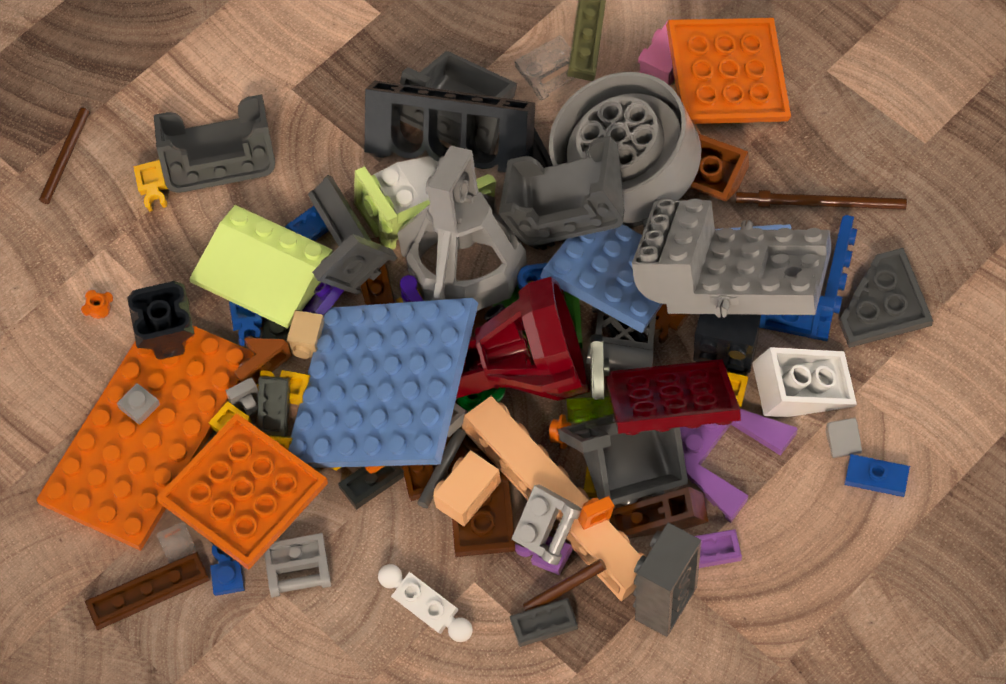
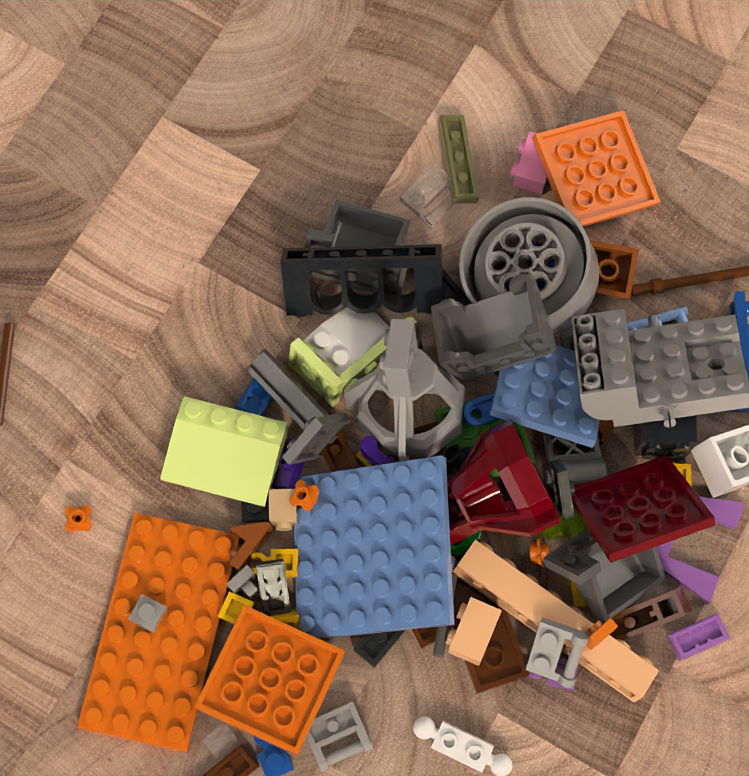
camera: 20 degrees left, 10 degrees up
(150, 182) = (94, 384): yellow plate -> none
(161, 318) = (149, 528): black piece -> none
(215, 151) = (147, 339): dark grey windscreen -> none
(244, 321) = (223, 507): blue plate -> none
(329, 321) = (311, 495): none -> orange plate
(543, 622) = (573, 740): dark grey plate -> none
(566, 585) = (585, 704): reddish brown bar -> none
(666, 578) = (683, 686): dark grey brick -> none

